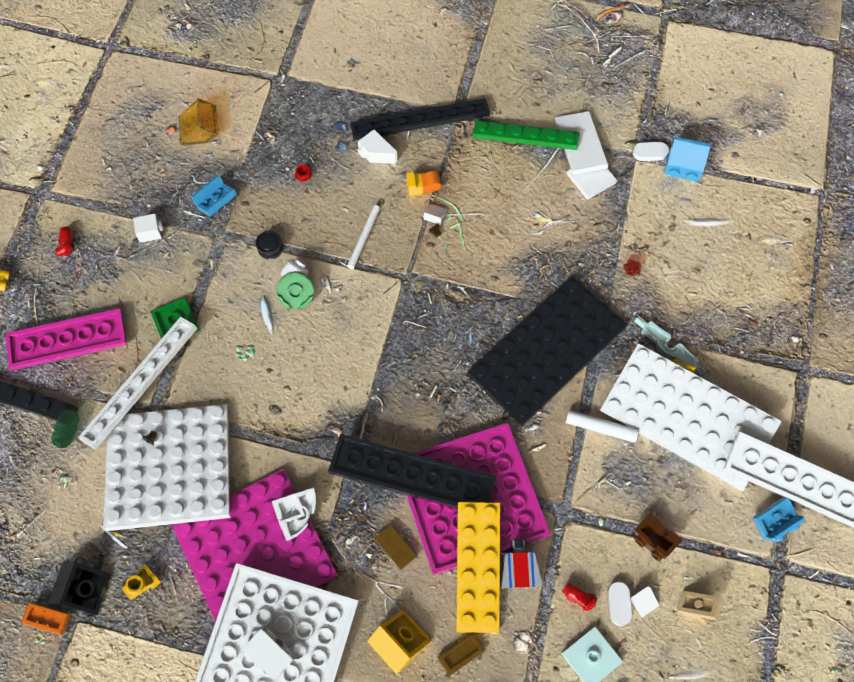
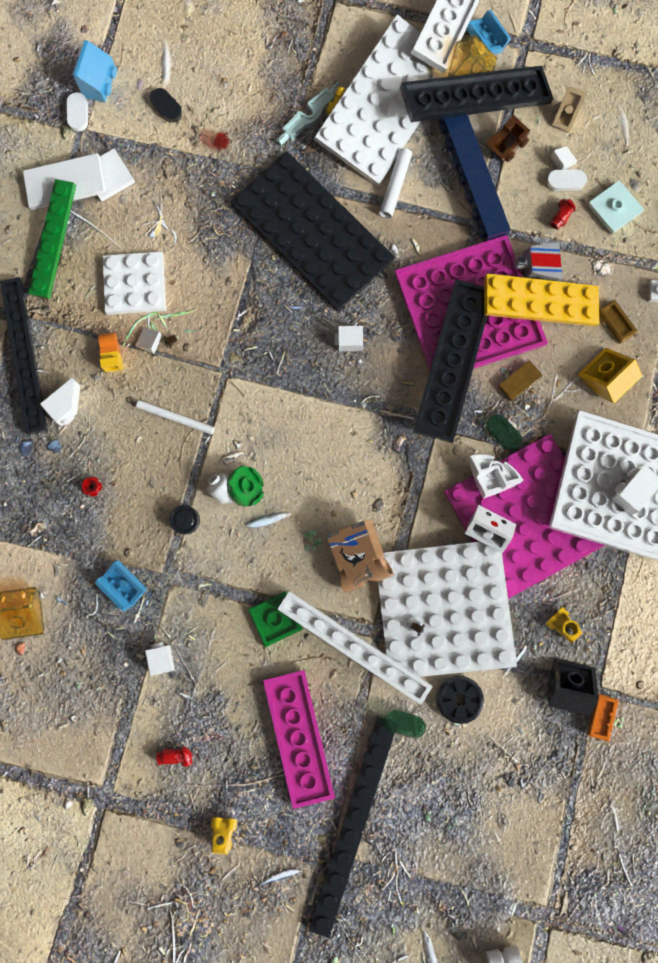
camera: 90 degrees left, 15 degrees up
(81, 492) = (472, 701): none -> black wheel
(224, 385) = (359, 555): none -> medium nougat piece
(238, 503) = (490, 529): none -> white brick
(341, 529) = (503, 432): none -> clear green tile
(437, 381) = (349, 338): none -> white brick
(489, 201) = (134, 283): none -> white plate
(624, 500) = (474, 177): none -> dark blue brick
(665, 221) = (166, 105): none -> black tile
(703, 503) = (475, 93): none -> black plate
(734, 497) = (471, 57): none -> clear yellow slope

